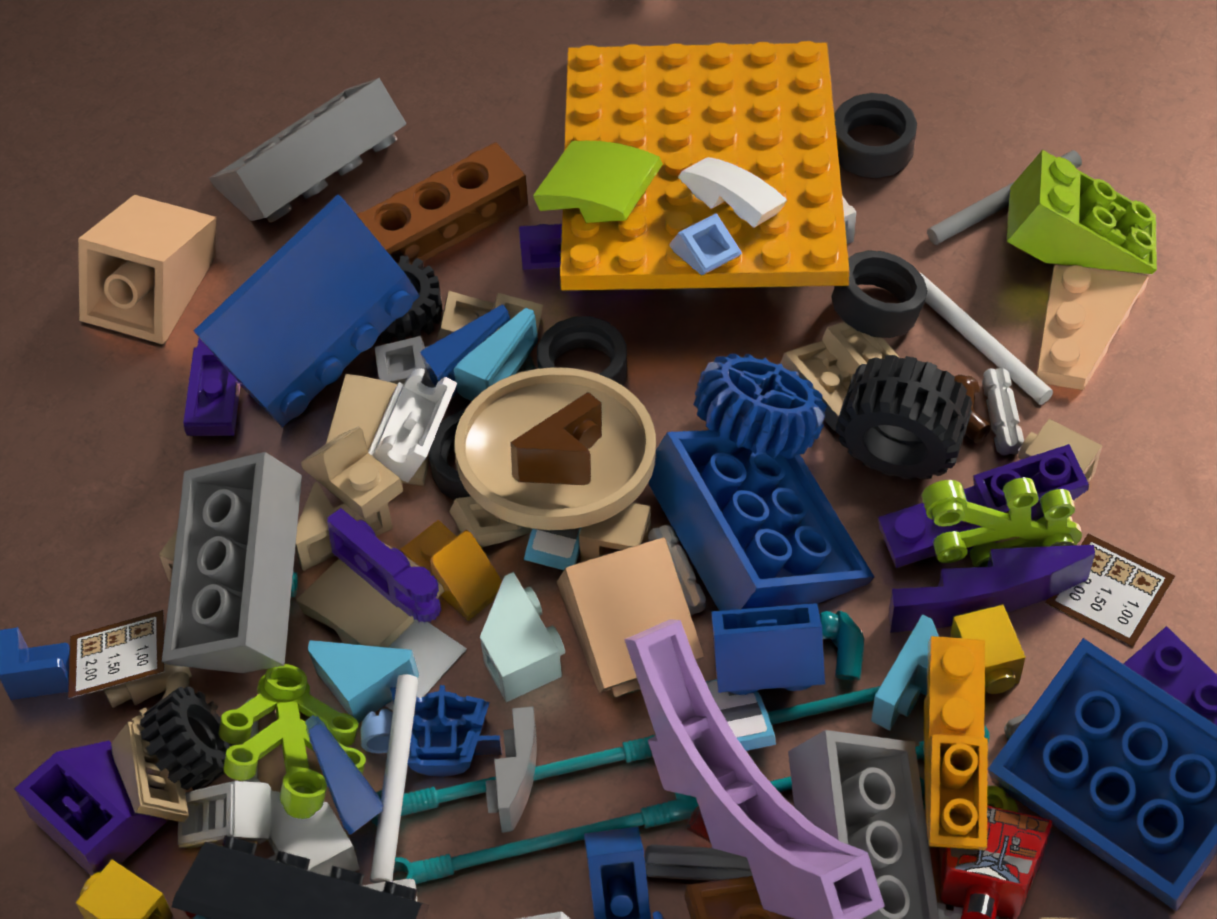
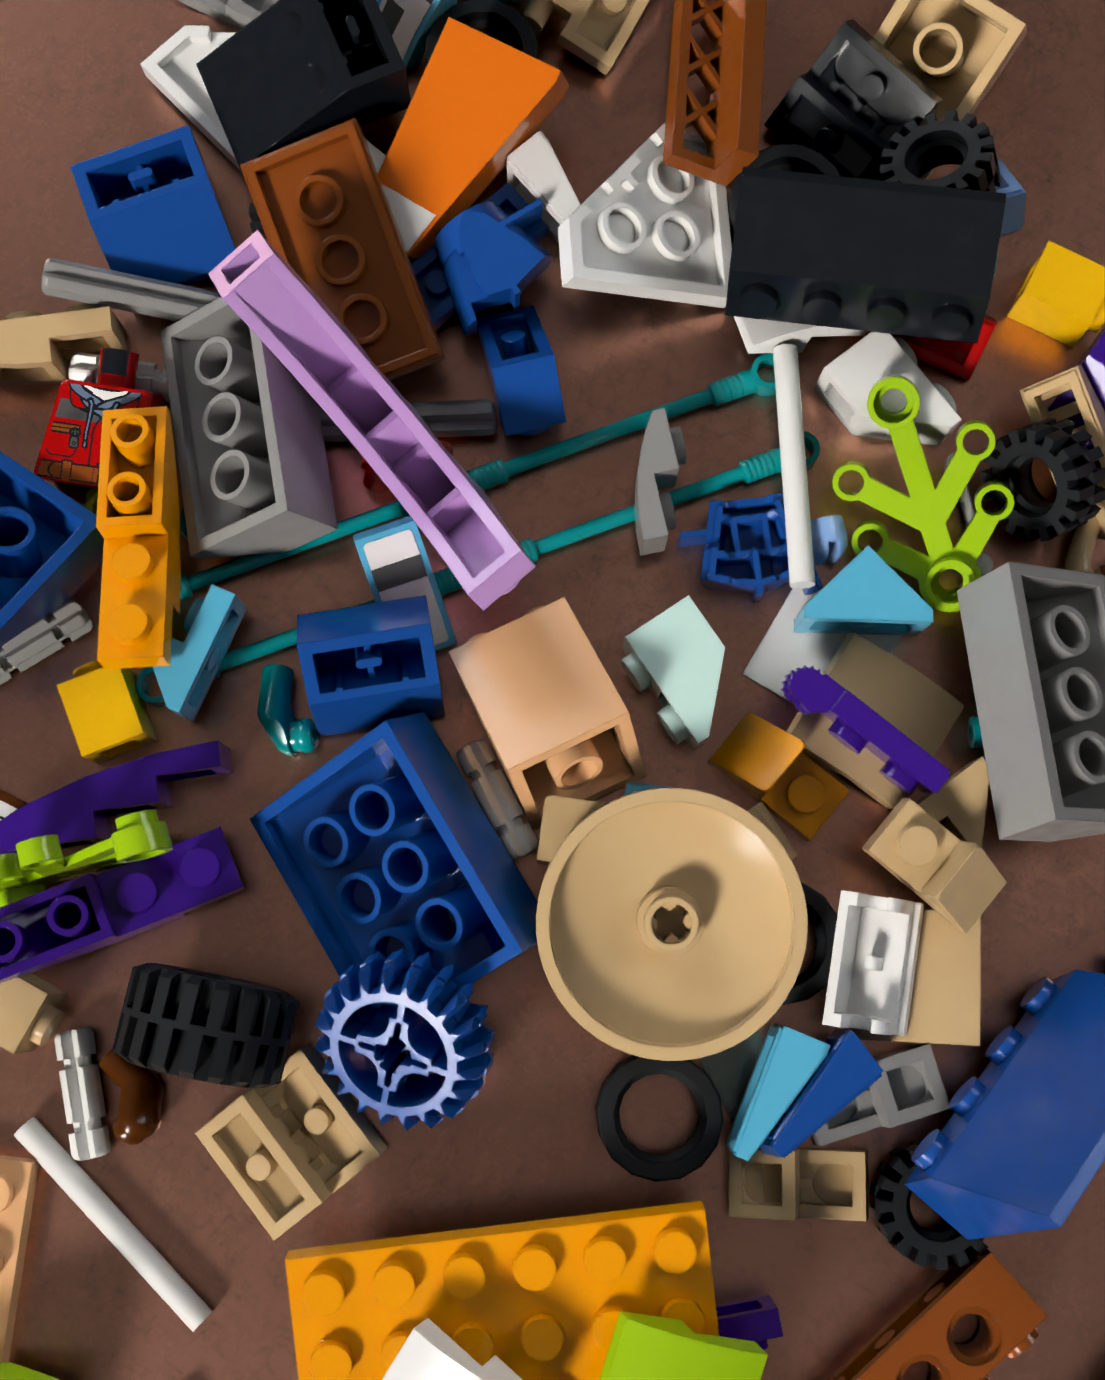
camera: 170 degrees right, 25 degrees up
(226, 809) = (972, 387): white slope -> none
(349, 789) = (853, 434): blue slope -> none
(559, 445) = (674, 875): reddish brown slope -> none
(705, 245) = (496, 1273): light blue slope -> none
(872, 315) = (201, 1278): black tyre -> none

